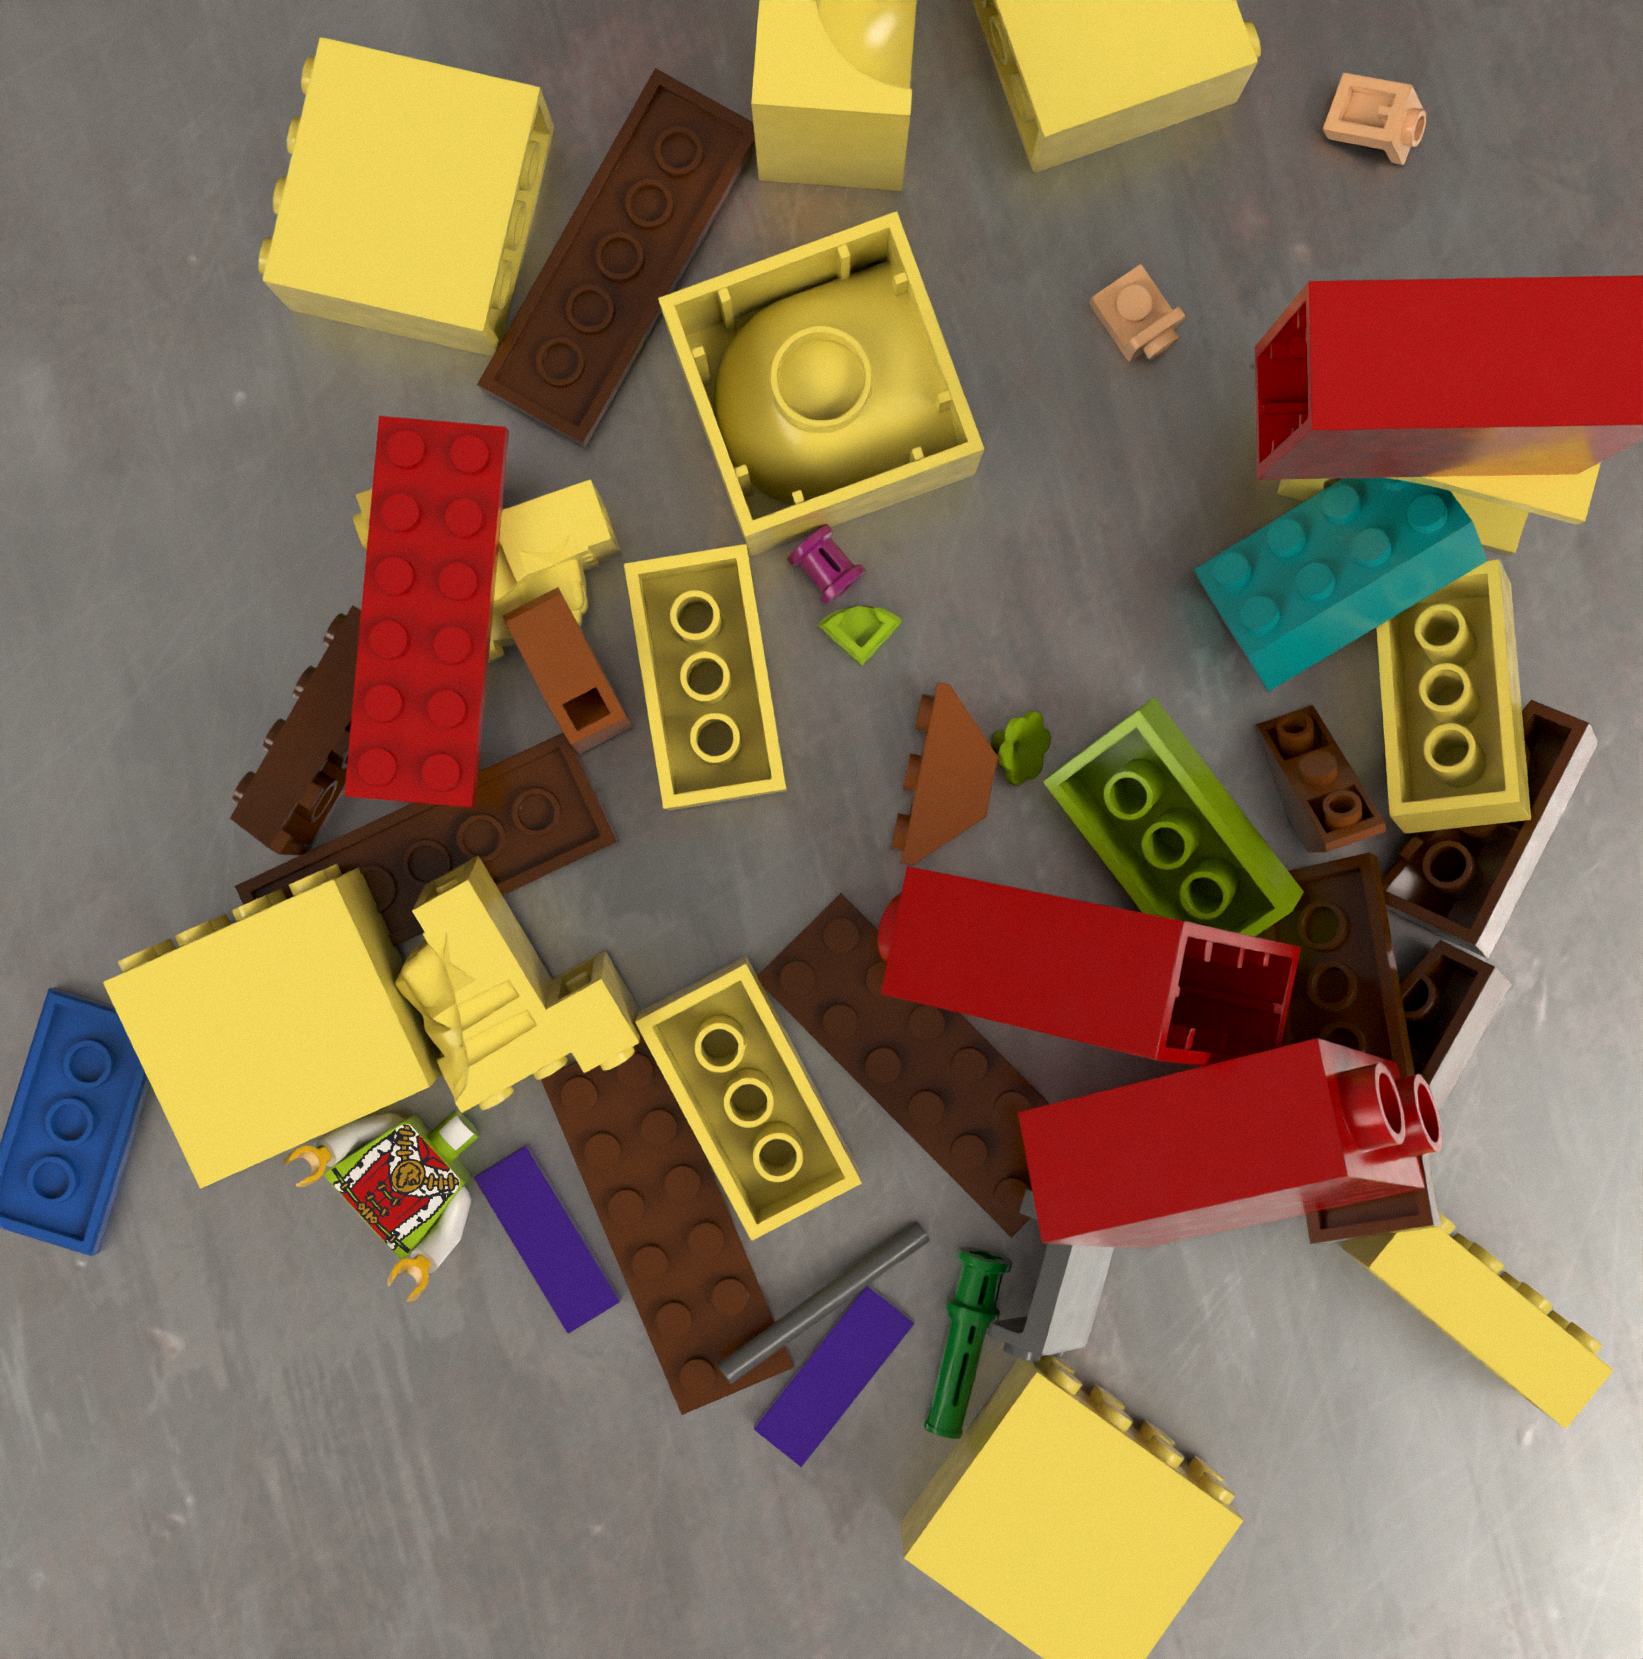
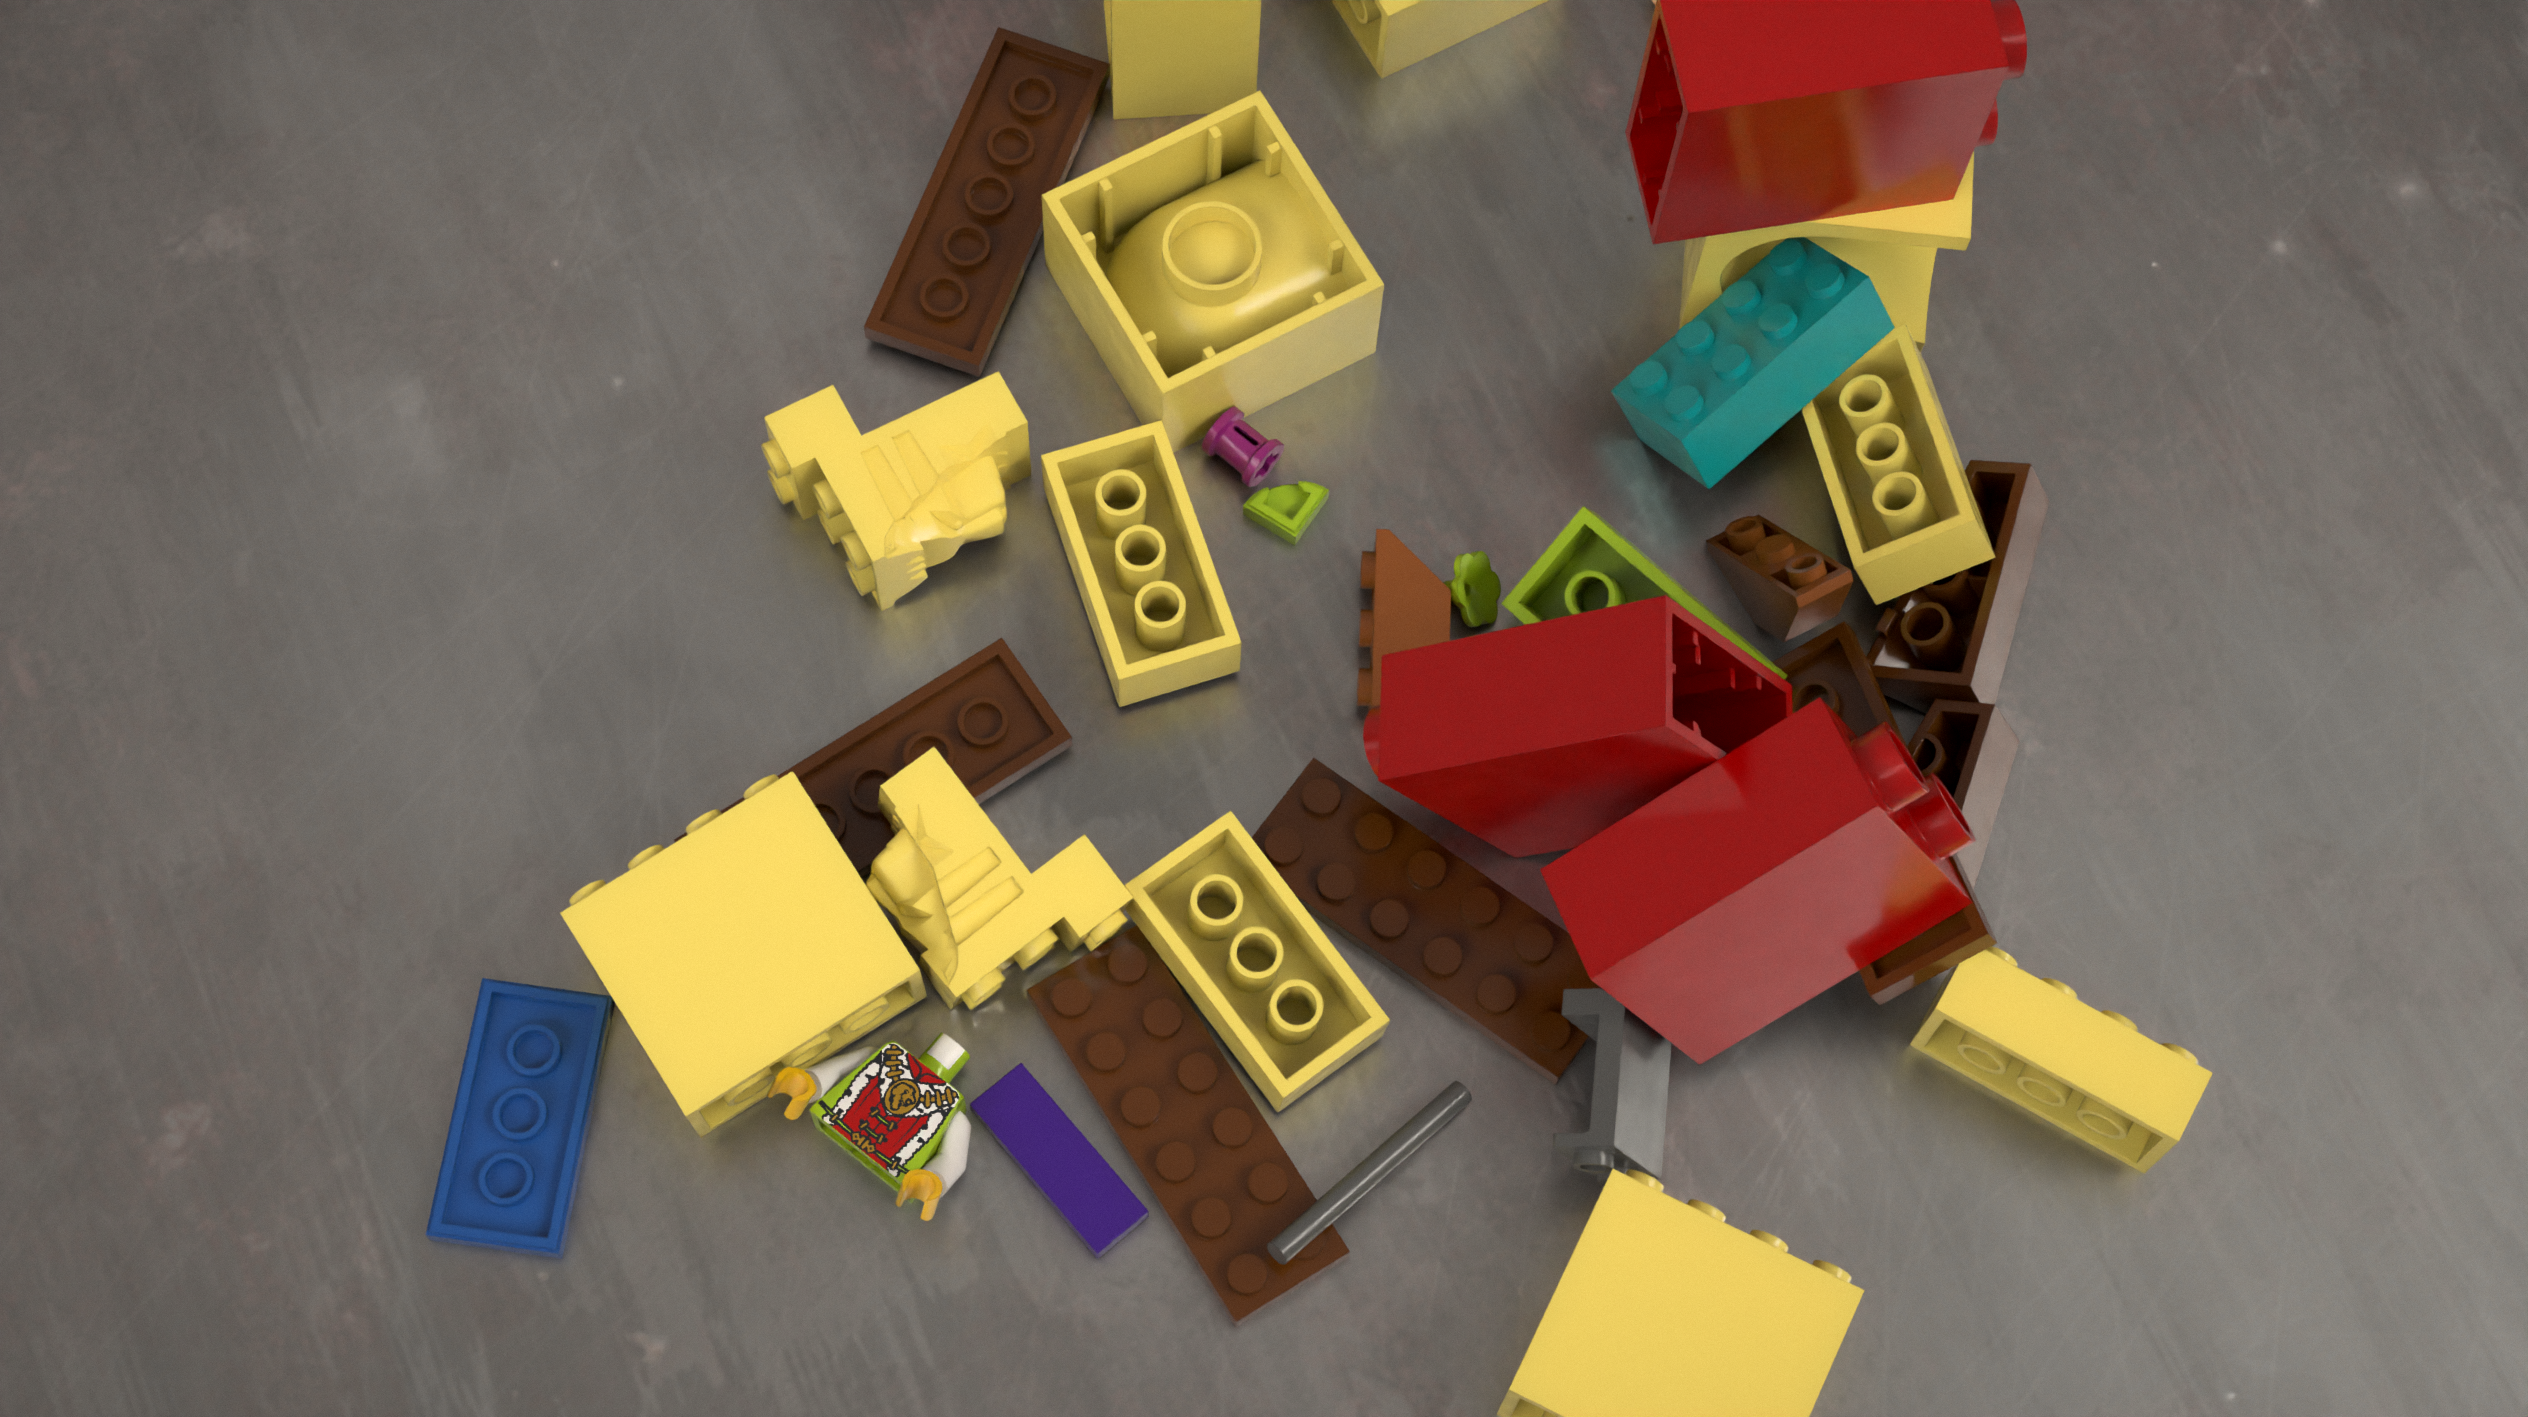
camera: 20 degrees left, 20 degrees down
(307, 753) = (752, 674): reddish brown wedge -> none
(407, 196) = (773, 165): light yellow brick -> none
(426, 611) = (853, 515): red plate -> none
(567, 671) = (1004, 567): dark orange slope -> none
(833, 1374) = (1394, 1257): dark purple tile -> none
(970, 1315) = (1531, 1165): green pin -> none
(1137, 315) = (1508, 184): light nougat bracket -> none

